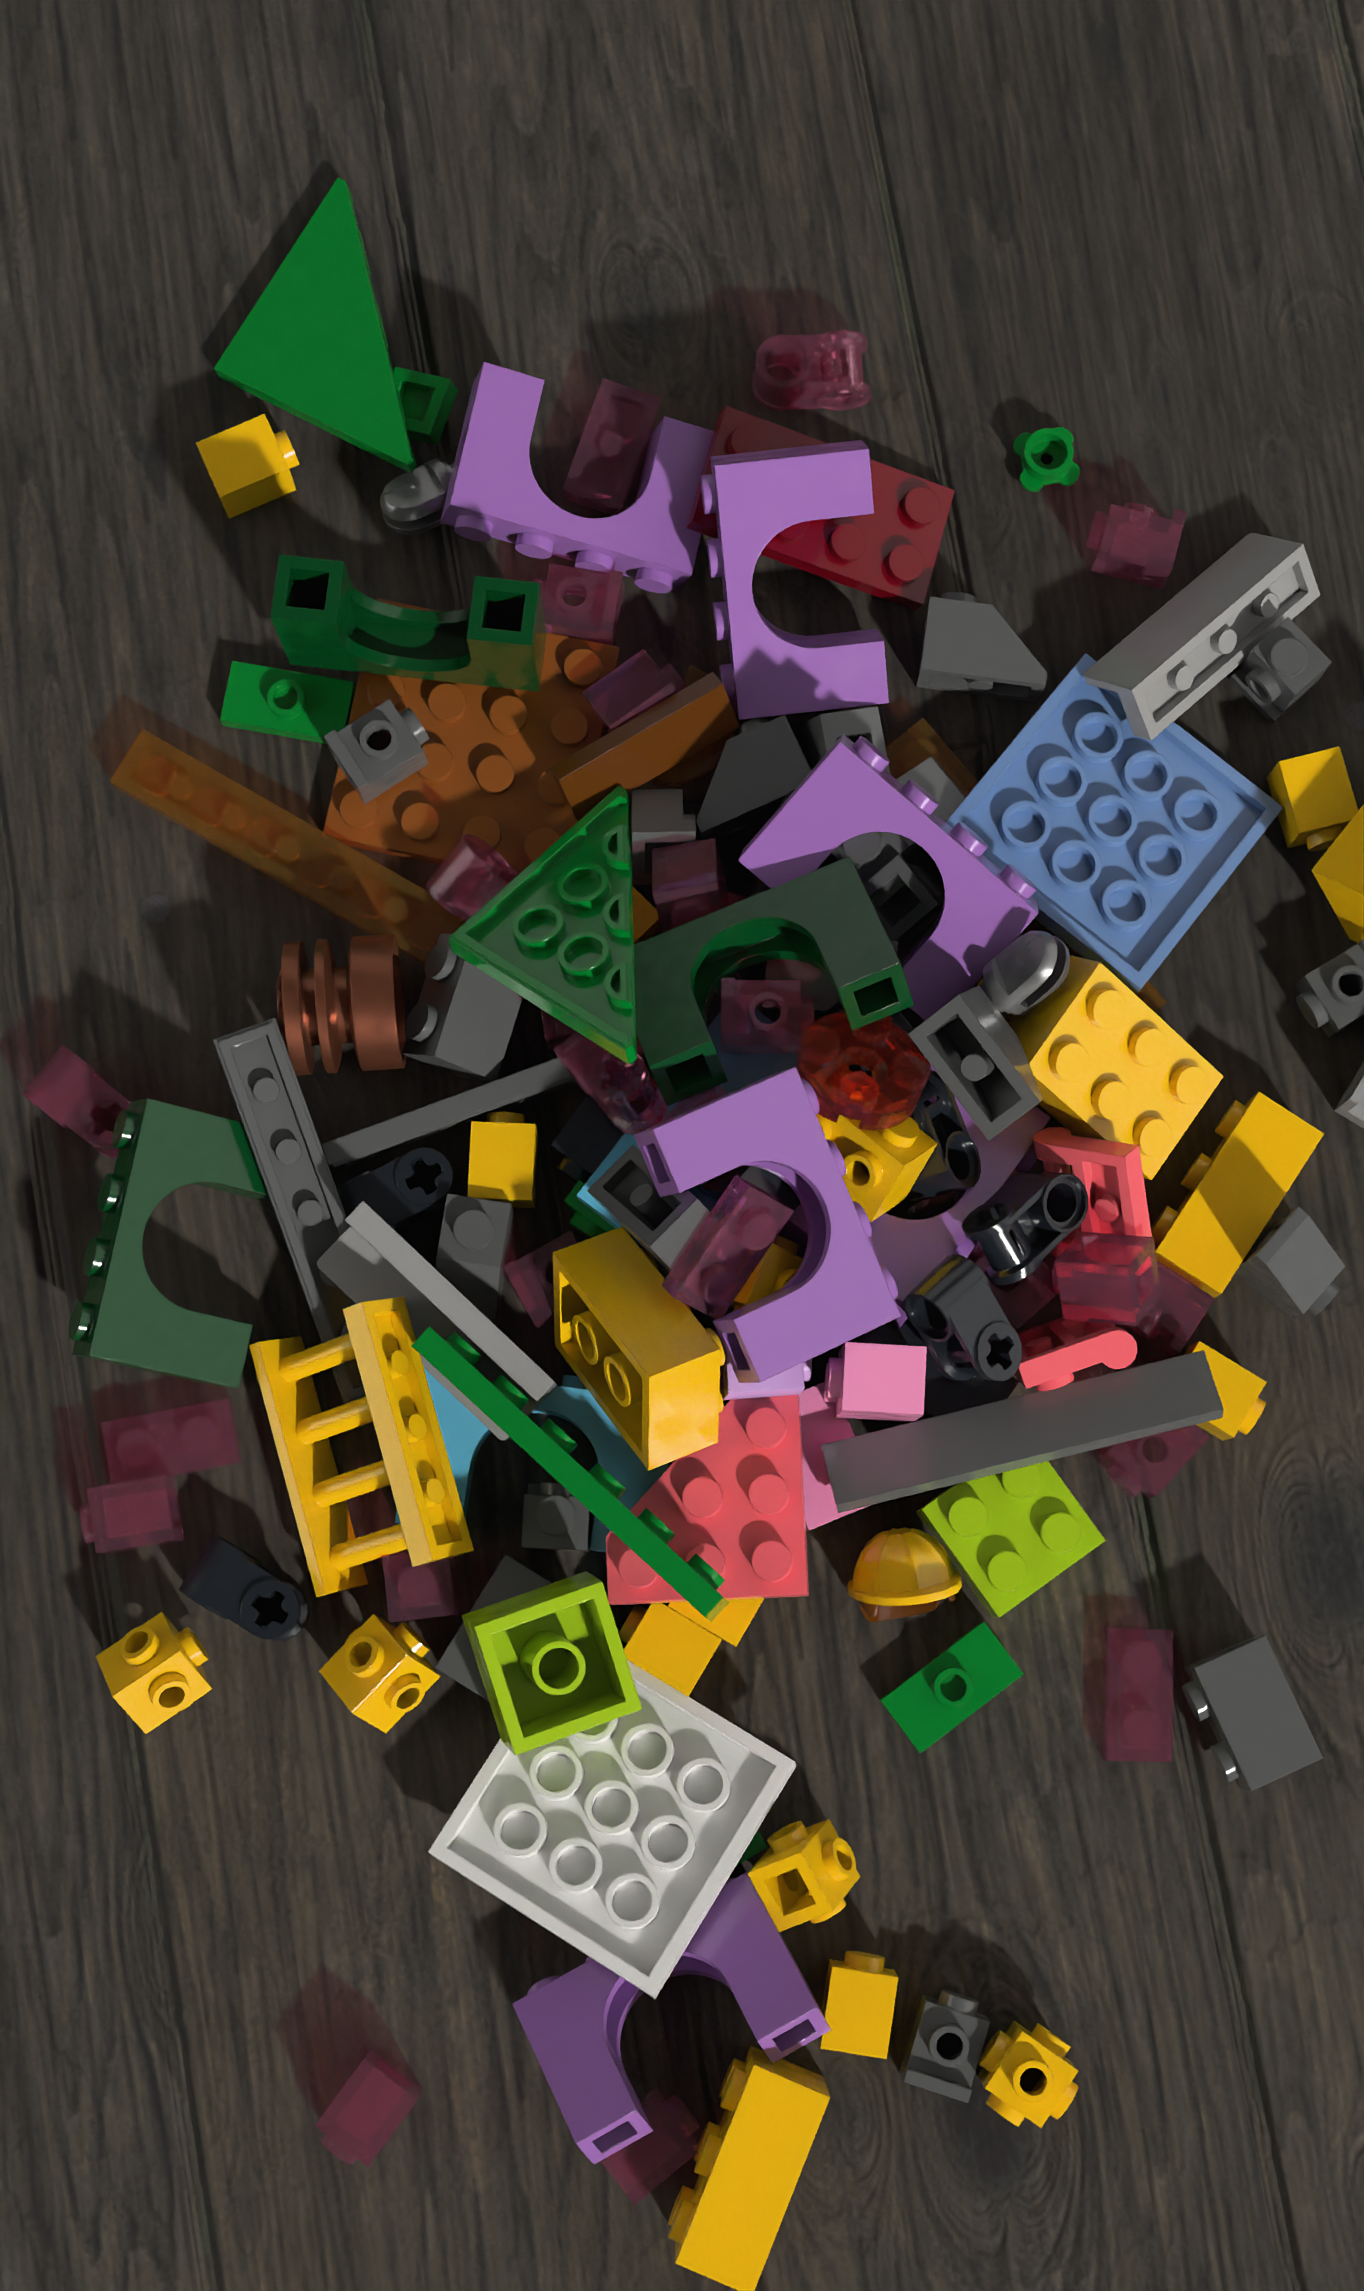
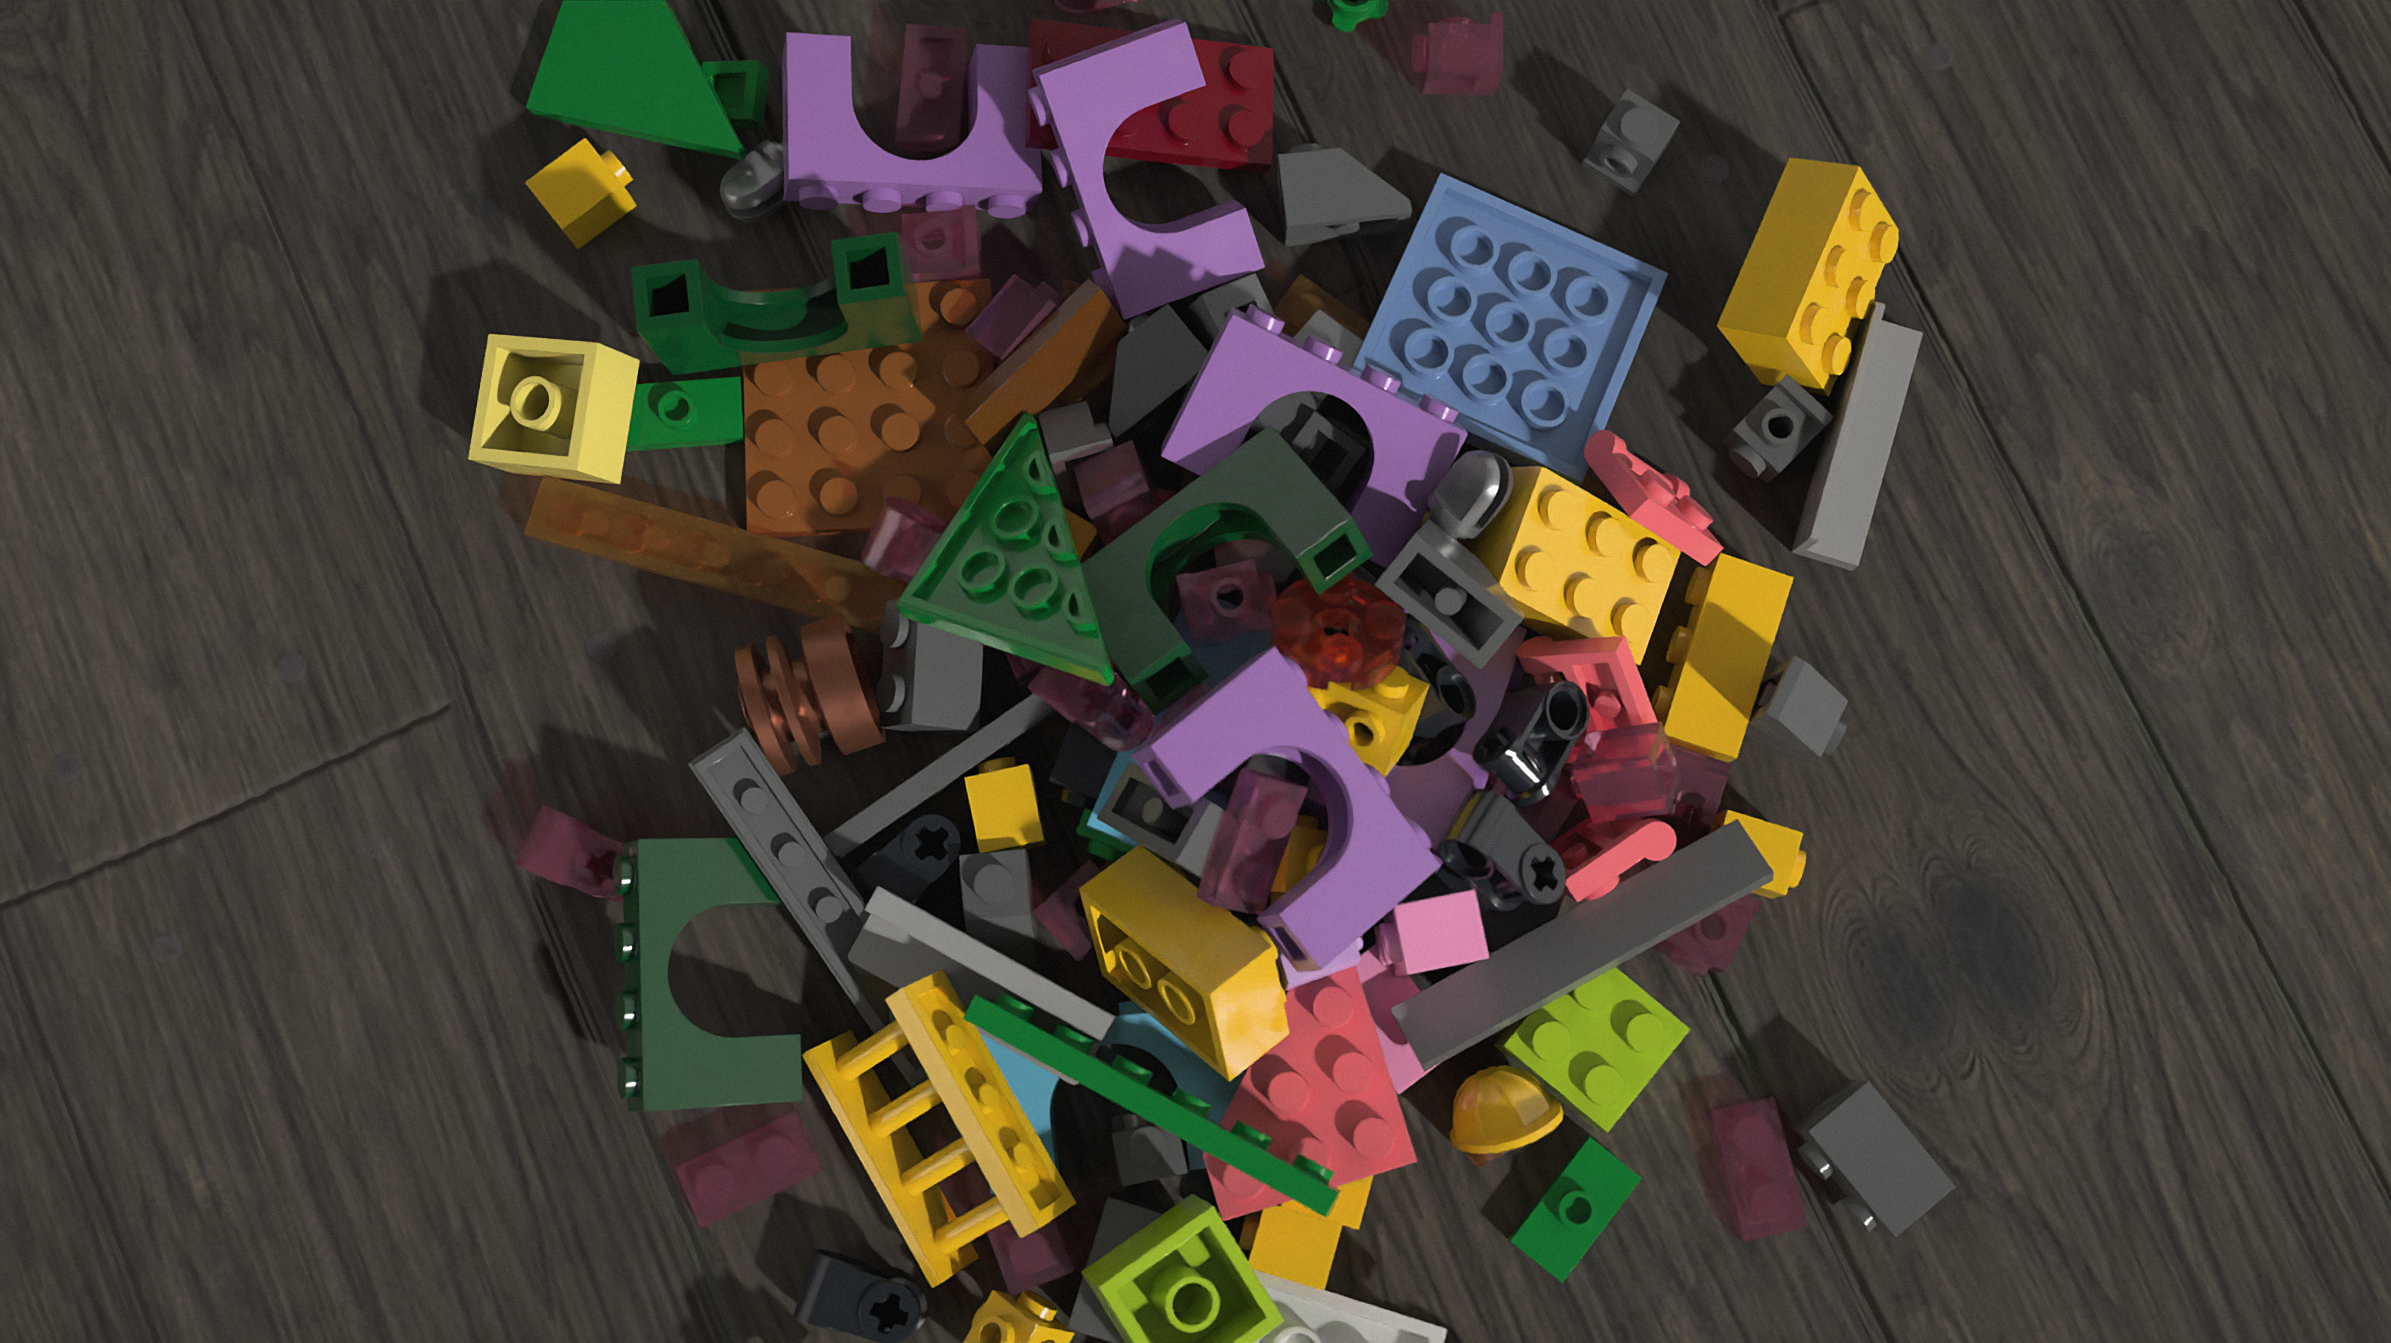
camera: 15 degrees left, 0 degrees up
(132, 1515) = (729, 1253): clear pink brick -> none
(169, 668) = (554, 408): none -> light yellow brick
(377, 771) = (784, 457): dark grey brick -> none
(1205, 631) = (1549, 123): light grey panel -> none
(1205, 1022) = (1652, 498): none -> coral plate
(1313, 797) = (1696, 256): yellow brick -> none

